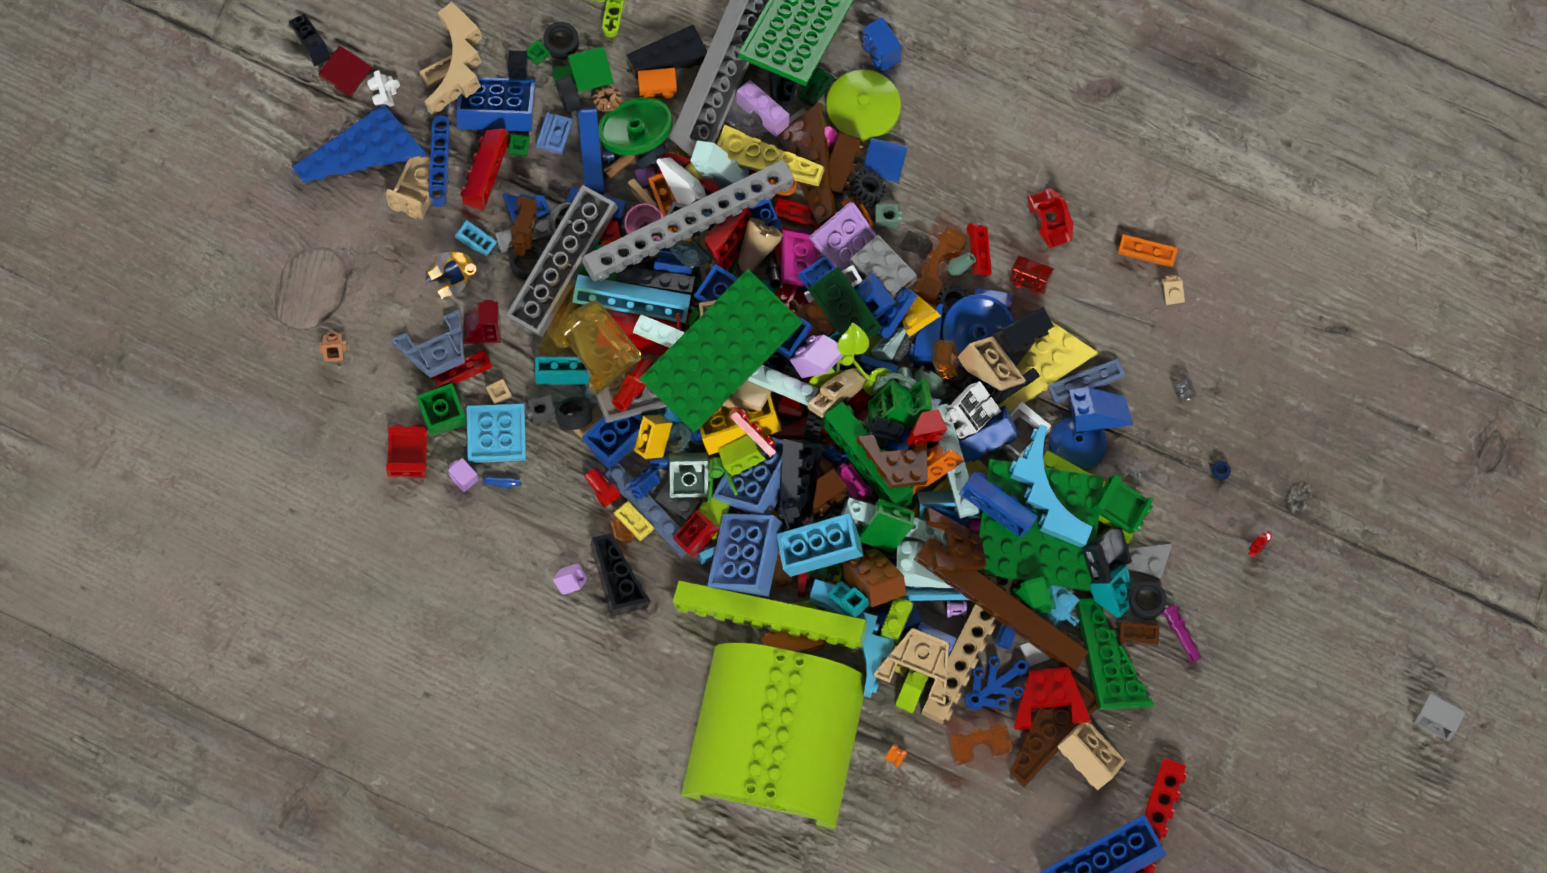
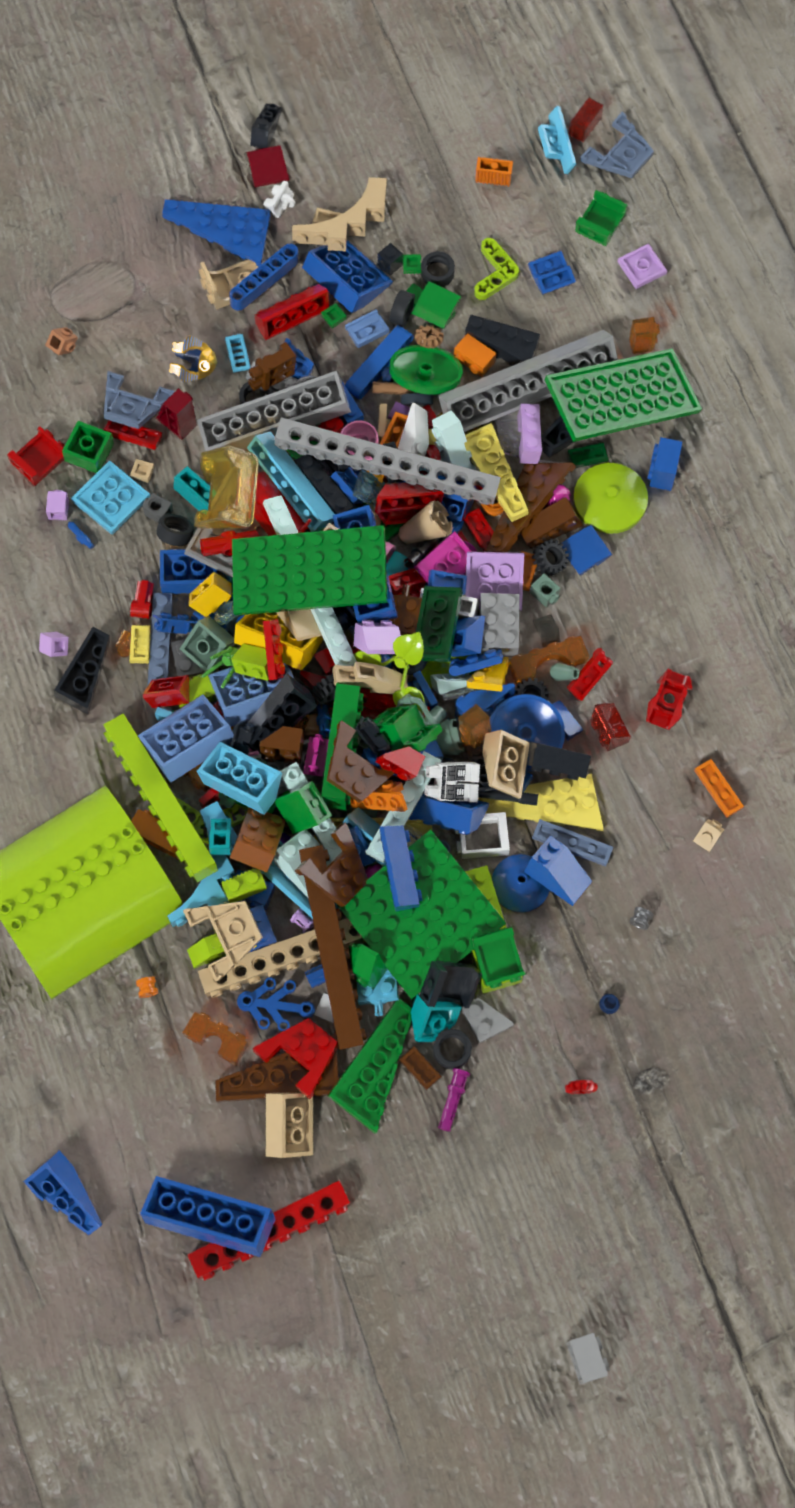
camera: 45 degrees right, 0 degrees up
(1057, 520) = (450, 866): medium azure arch -> none

